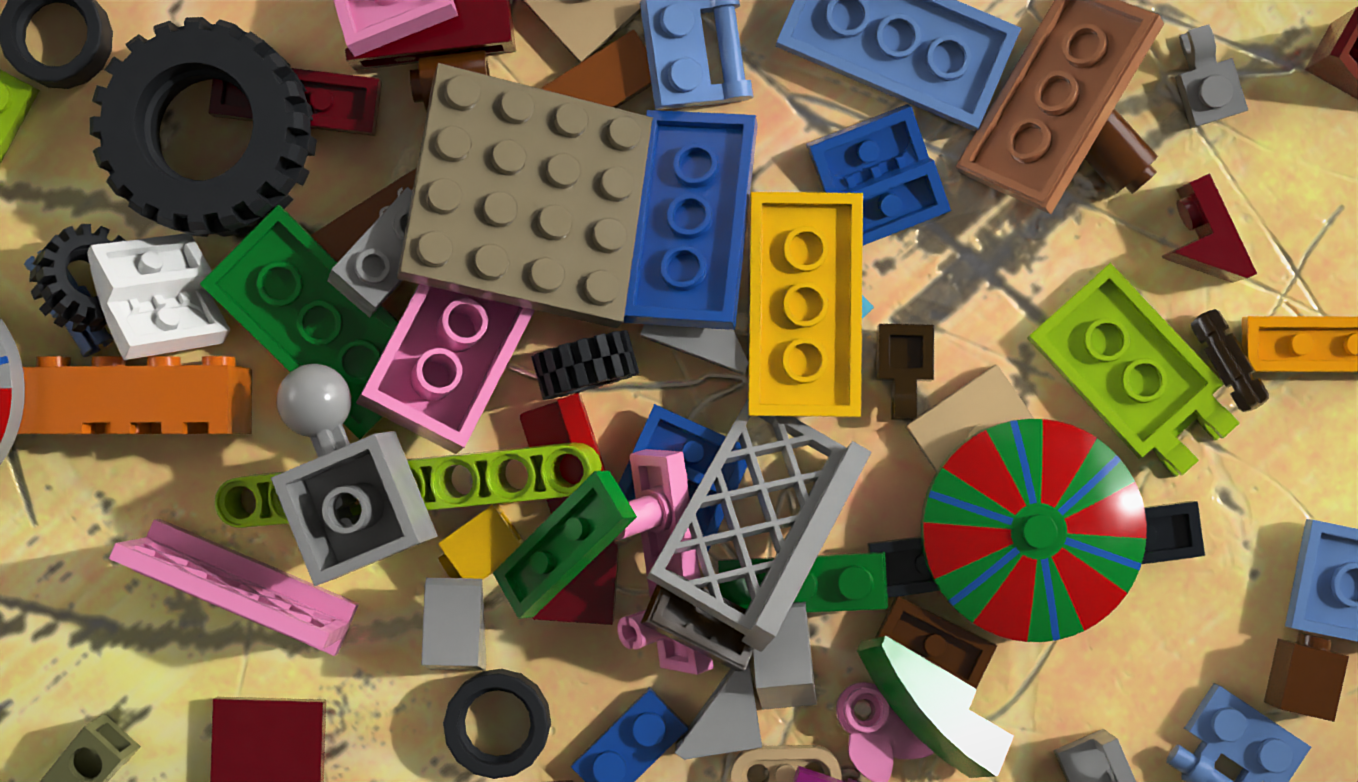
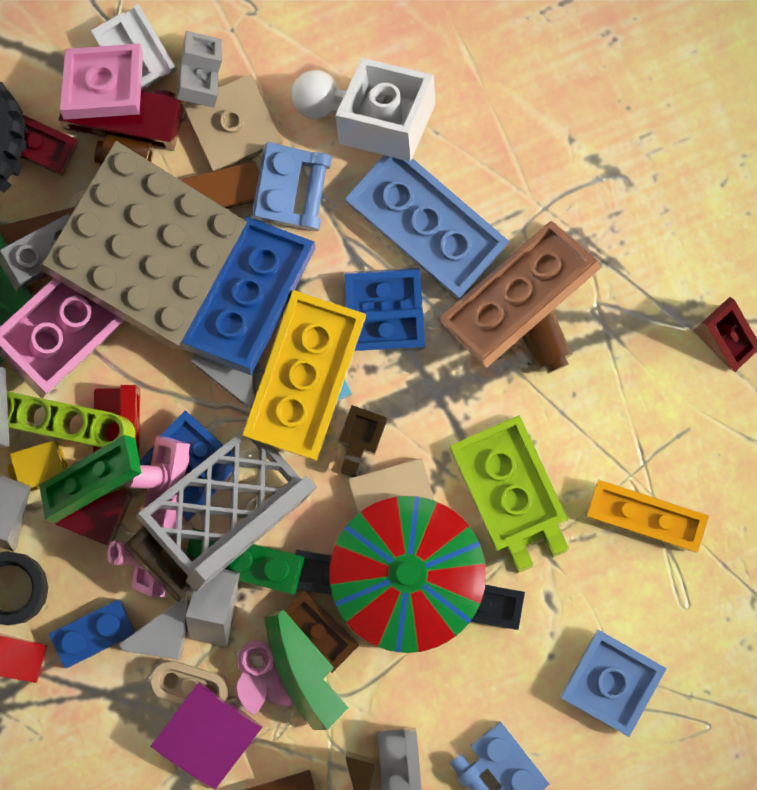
camera: 20 degrees right, 5 degrees down
(585, 364) = (147, 368): black tyre -> none
(1209, 88) = (624, 321): light grey plate -> none
(1219, 246) = (592, 428): dark red slope -> none
(1229, 360) = (577, 505): dark brown axle -> none
(1306, 677) = (561, 734): reddish brown brick -> none

